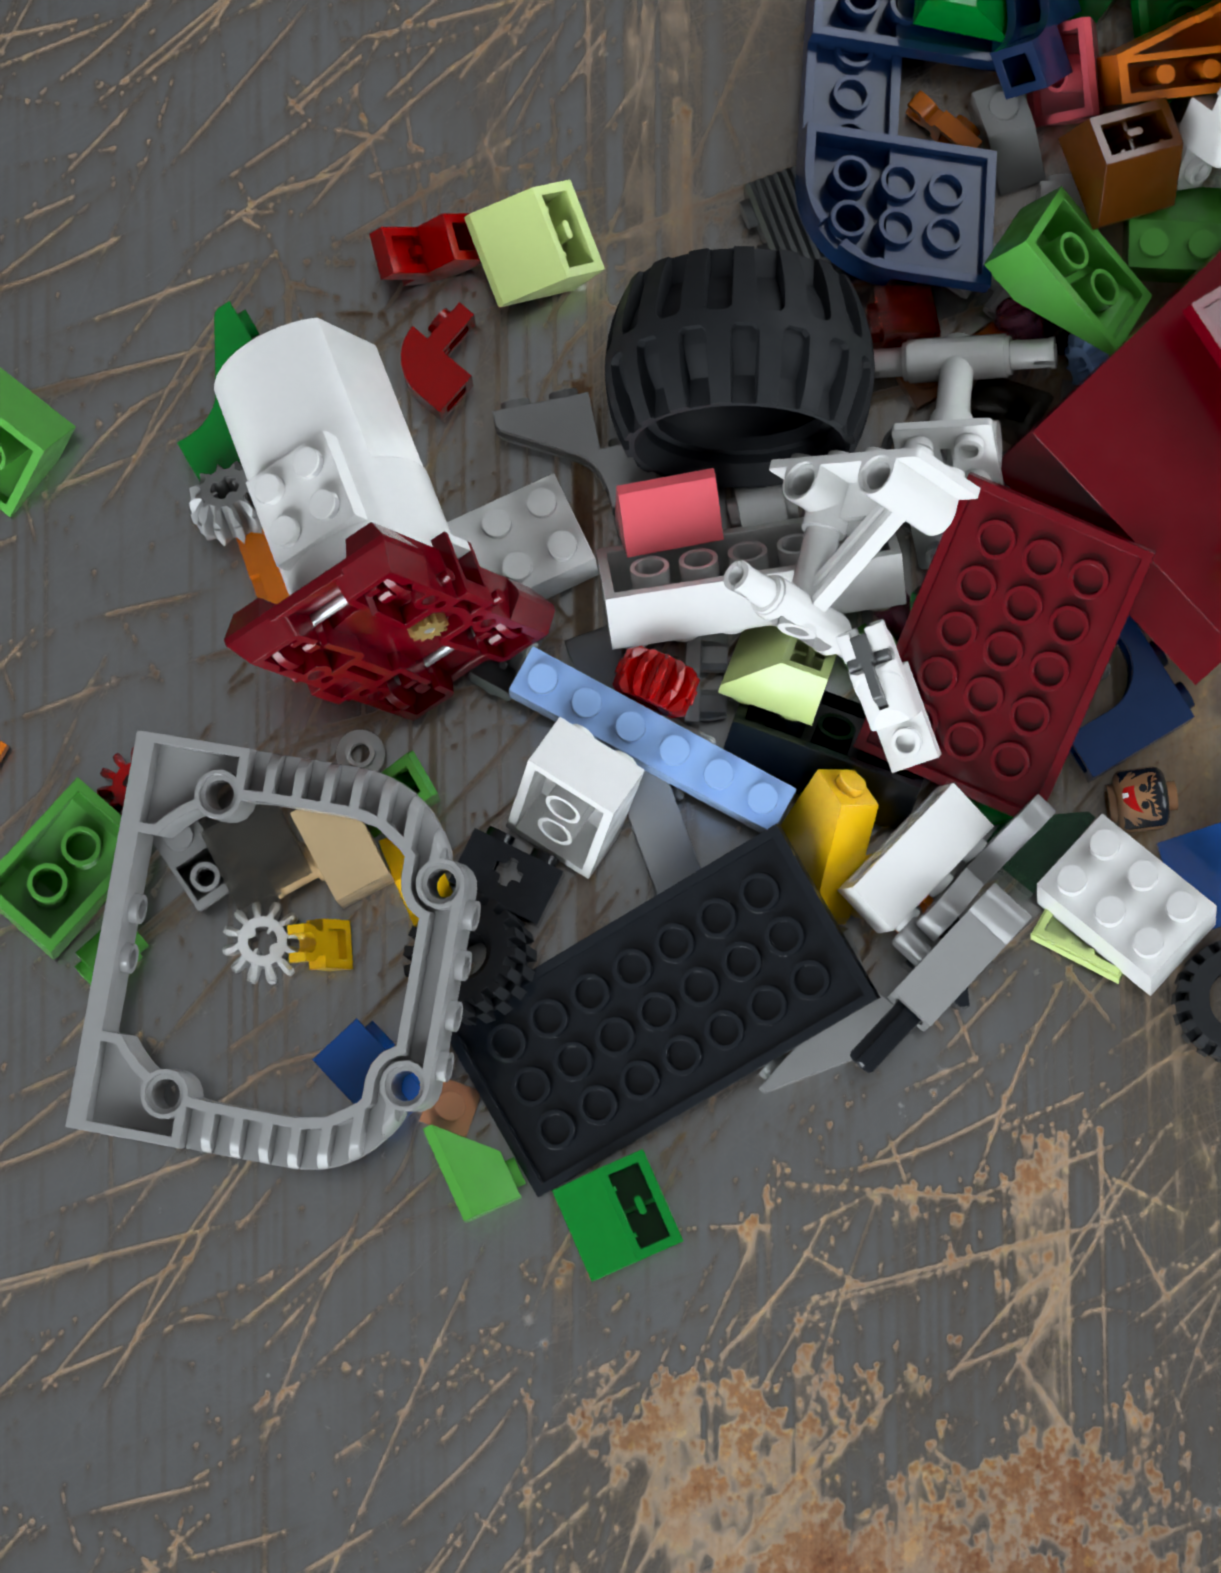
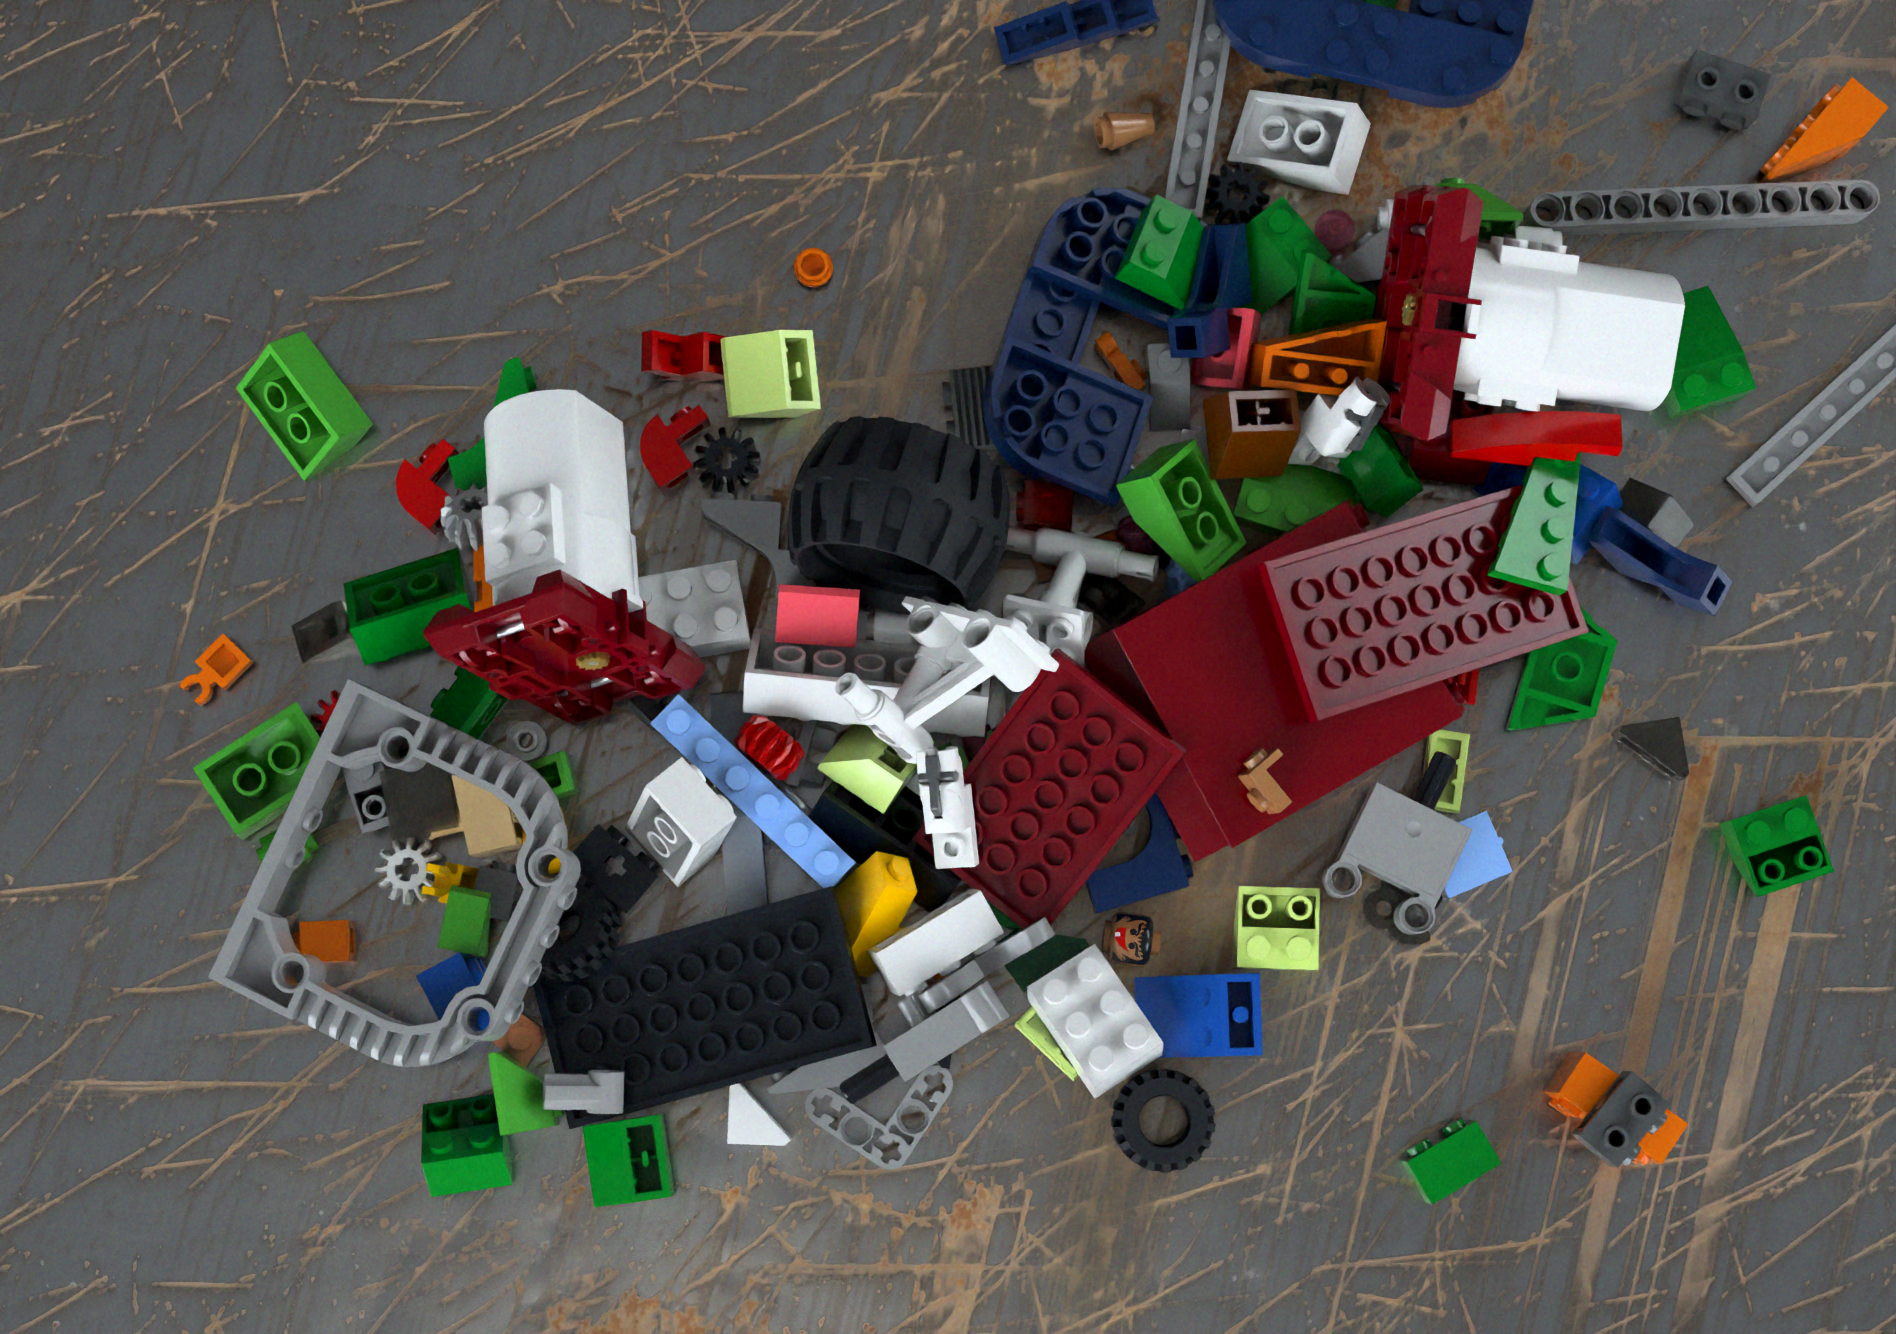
camera: 10 degrees right, 0 degrees up
(86, 689) = (324, 633): none -> clear smoke slope
(151, 489) = (419, 489): none -> red brick
(173, 631) = (397, 604): none -> green slope
(189, 1049) = (327, 940): none -> orange brick
(284, 717) = (468, 704): none -> green slope
(351, 982) = (466, 921): none -> bright green slope
(376, 940) = (503, 885): none -> dark grey brick
(420, 1248) = (464, 1146): none -> green slope
(527, 363) = (715, 454): none -> black gear
(548, 106) = (813, 267): none -> orange plate
(557, 1143) = (595, 1092): none -> light grey piece
(751, 1132) = (751, 1121): none -> white slope
(921, 1095) = (893, 1129): none -> light grey beam

